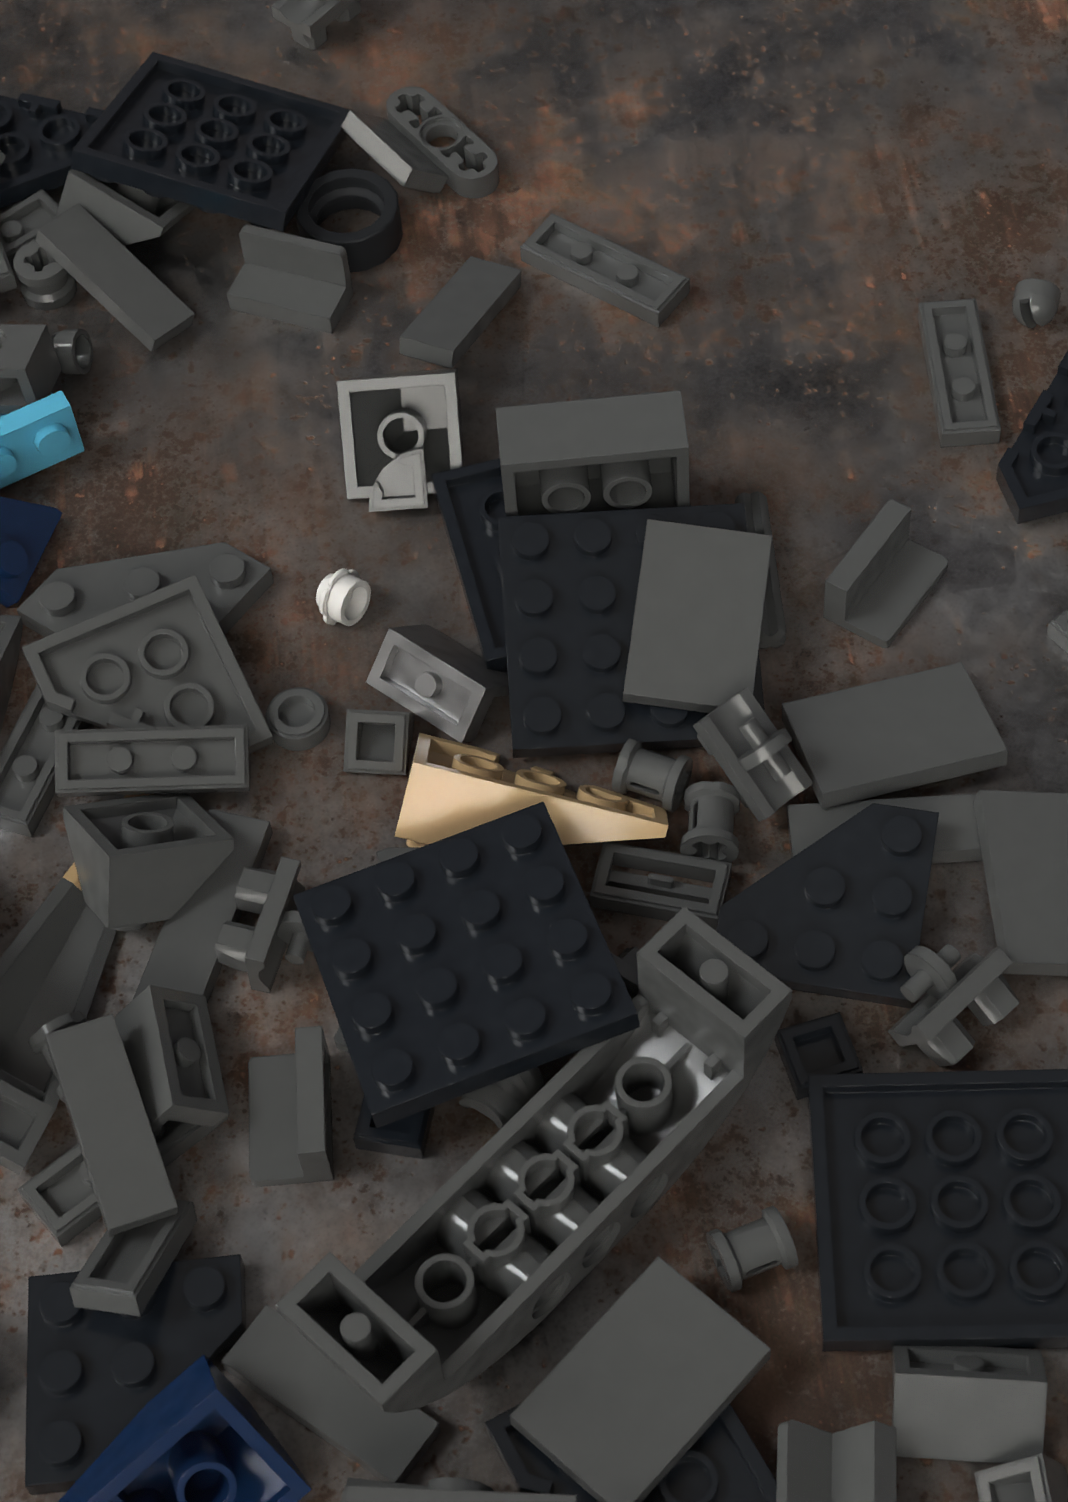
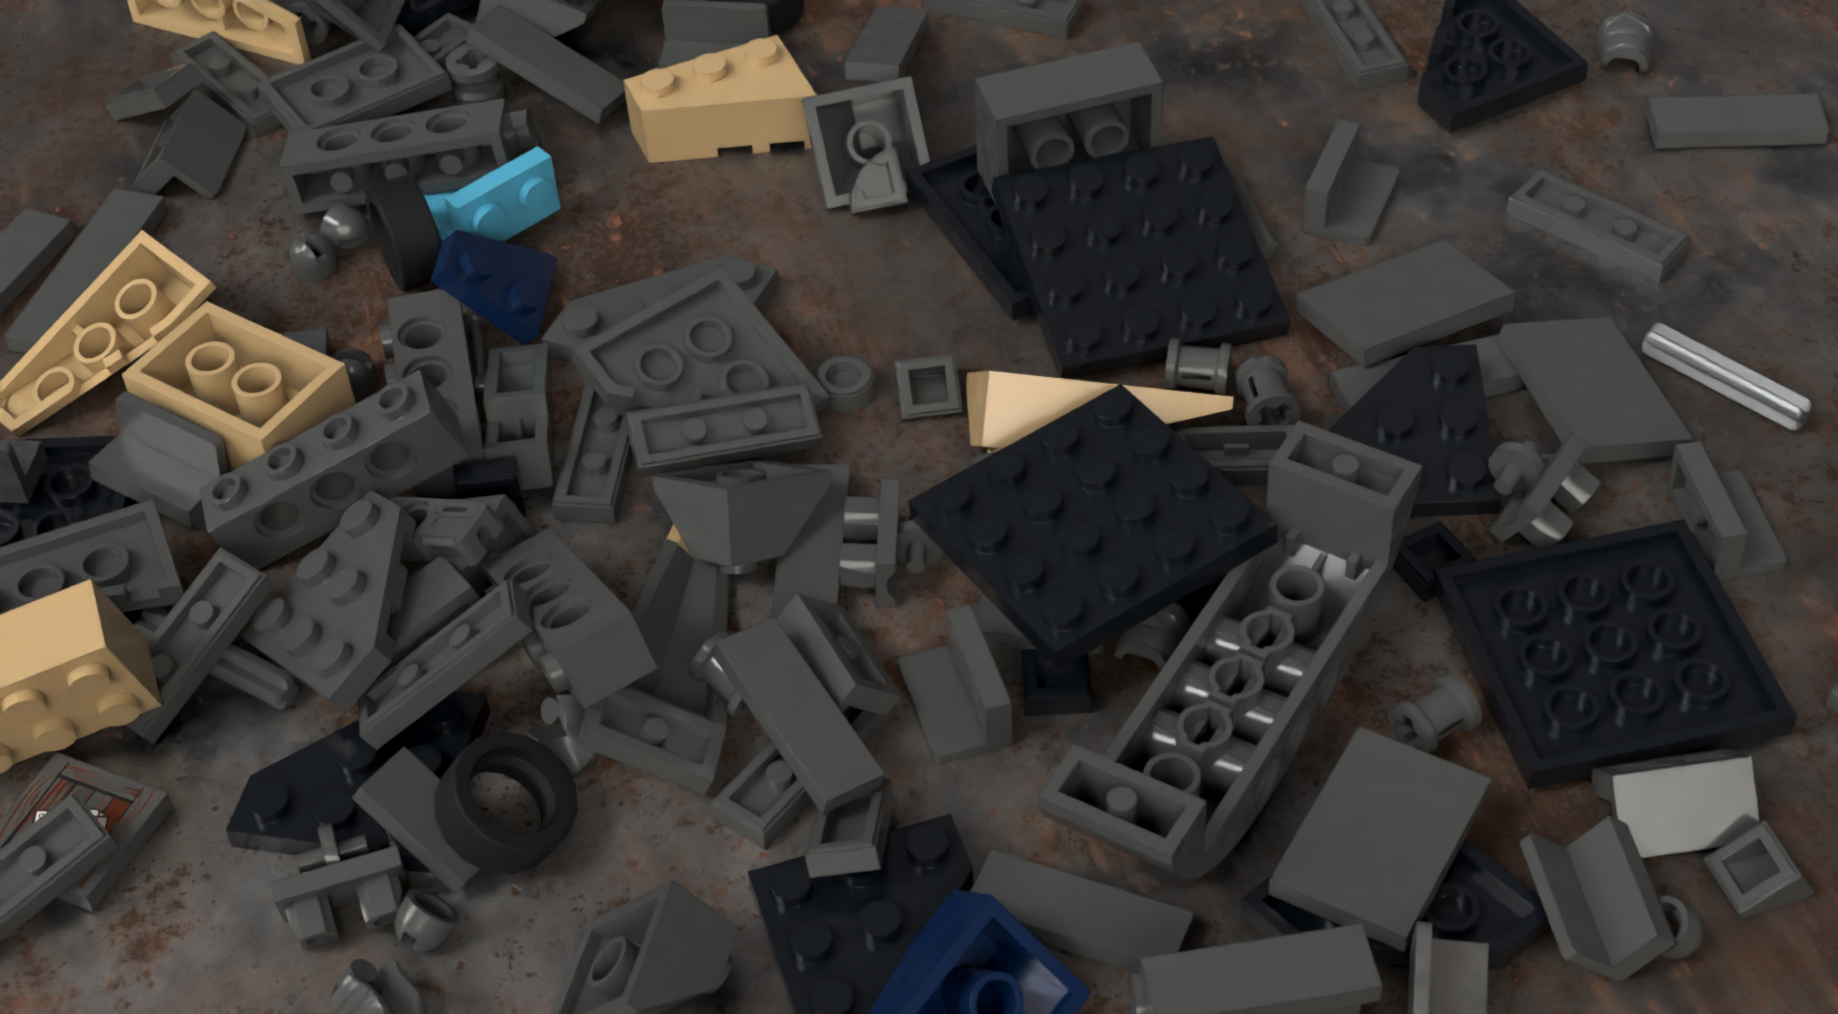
camera: 15 degrees left, 10 degrees down
(268, 354) = (719, 102): none -> tan wedge
(343, 597) = (854, 280): white plate -> none
(437, 679) = (969, 329): flat silver panel -> none
(696, 616) = (1204, 229): dark grey tile -> none
(752, 754) = (1289, 328): dark grey hips -> none

